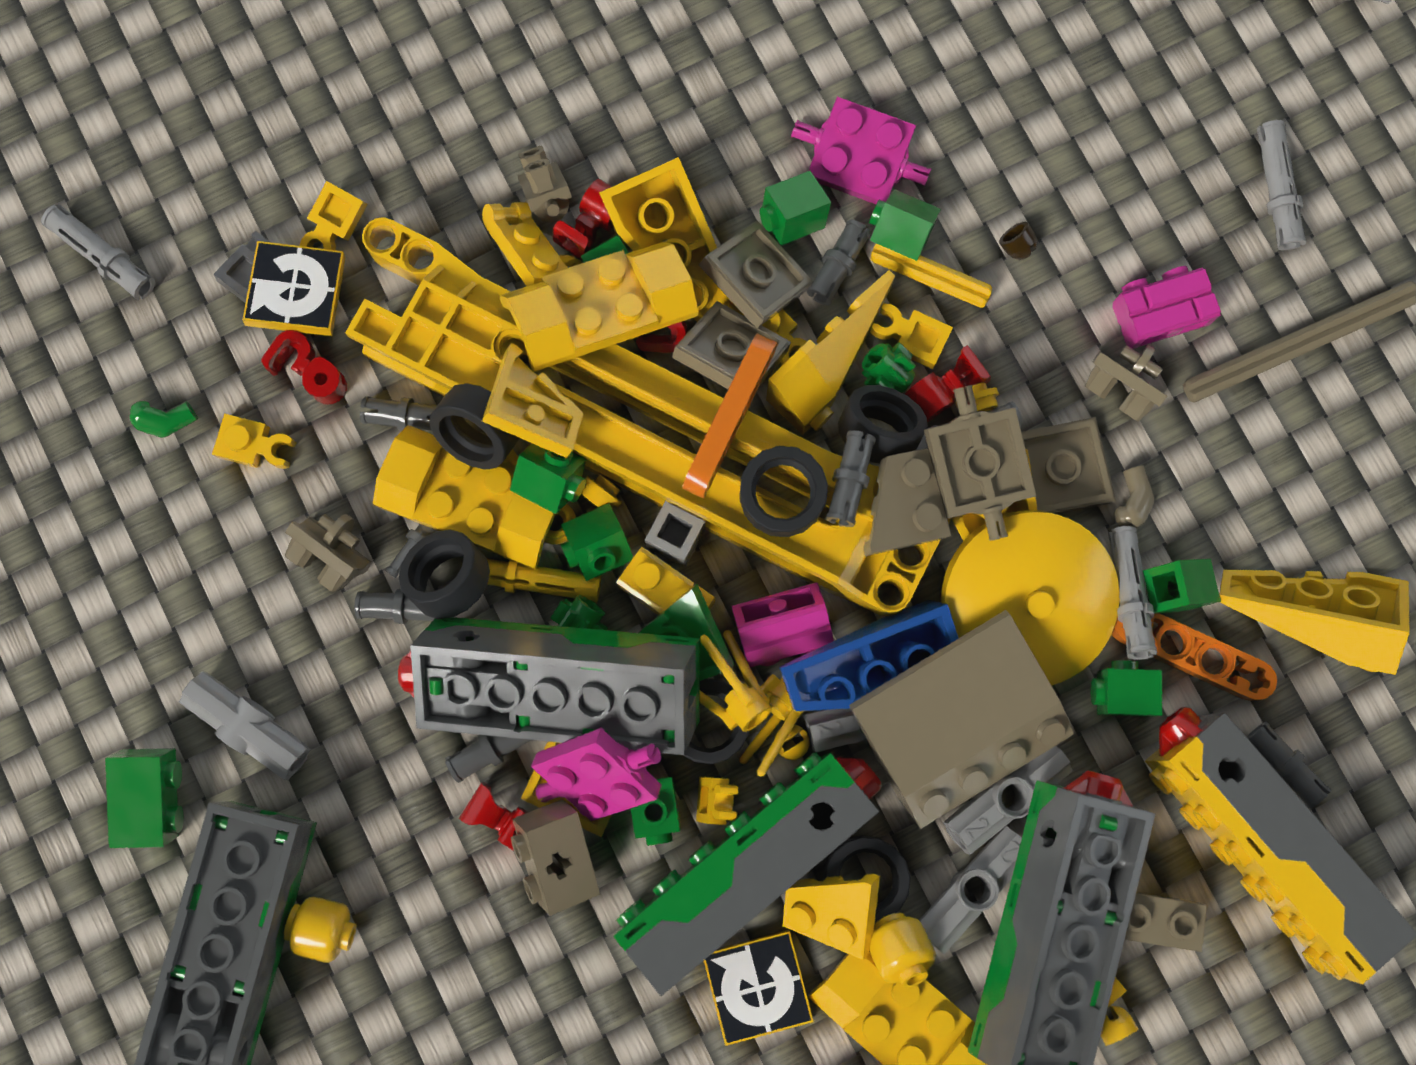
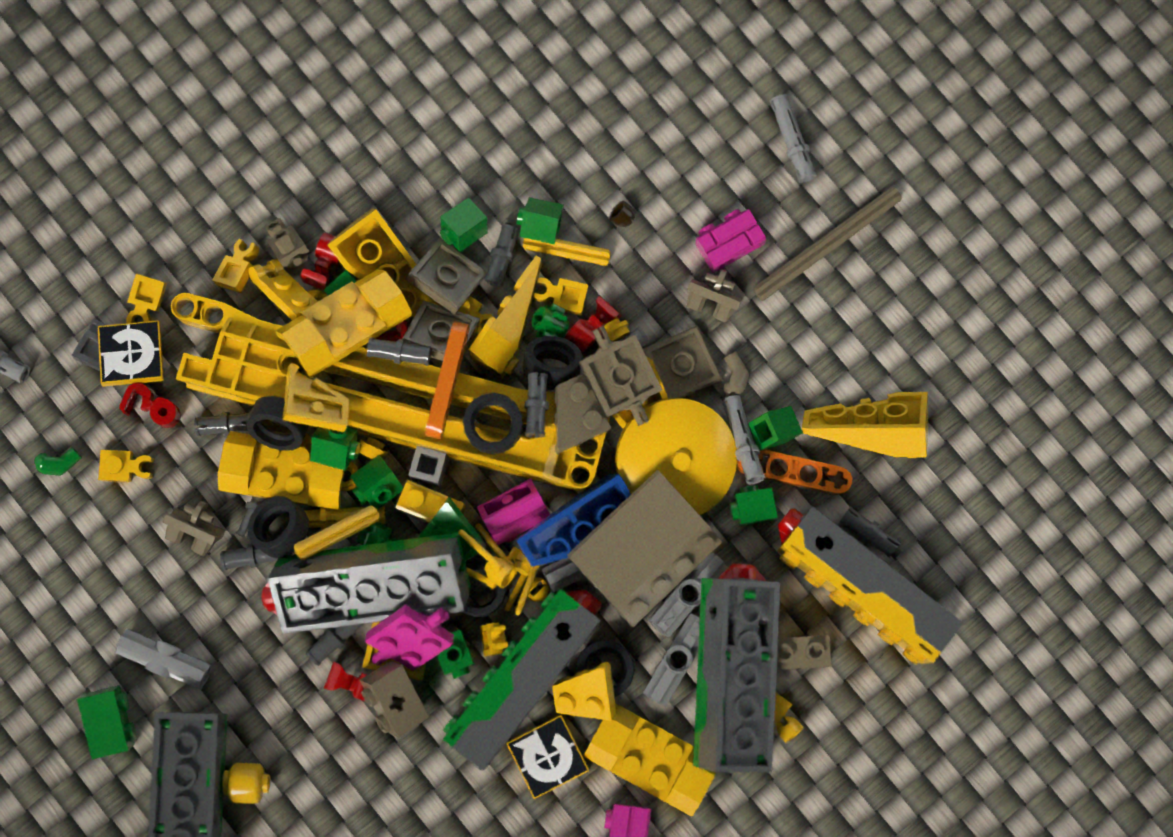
camera: 15 degrees left, 0 degrees up
(463, 206) = (234, 270): none -> yellow plate
(524, 600) = (336, 532): none -> yellow axle
(669, 361) = (399, 351): none -> dark grey pin
(861, 151) = (501, 174): dark pink plate -> none
(901, 950) = (636, 709): yellow head -> none

